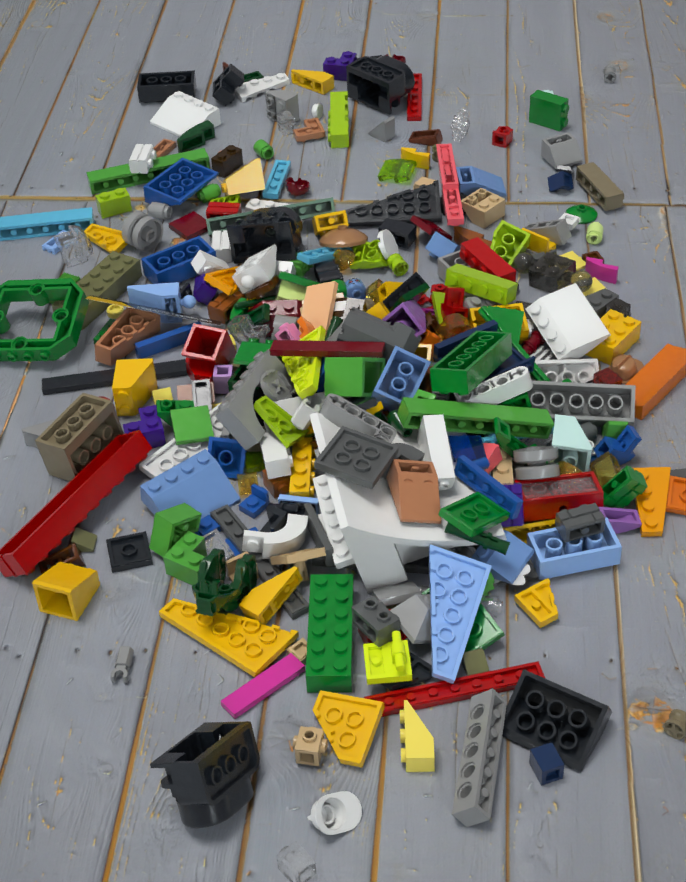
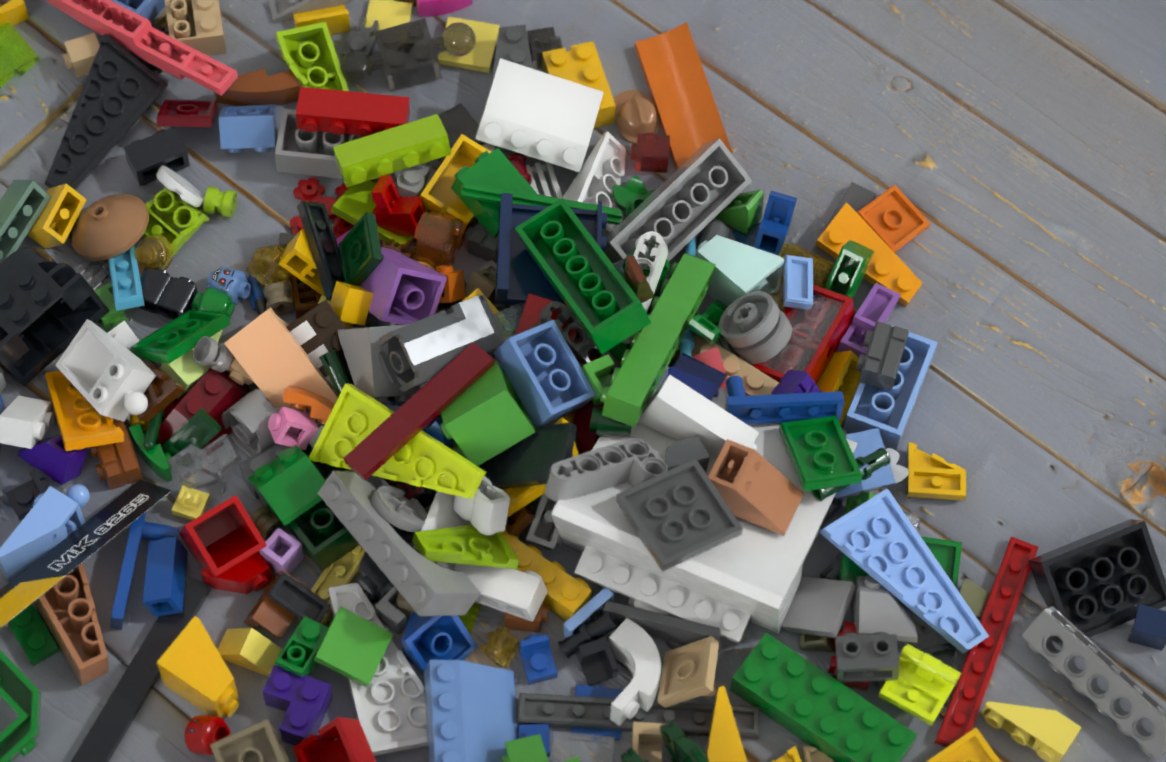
camera: 60 degrees left, 20 degrees up
(168, 351) = (165, 576): none -> blue brick
(297, 288) = (210, 353): none -> light grey wheel
(486, 373) = (636, 279): none -> slope
(587, 466) = (798, 282): none -> light blue tile

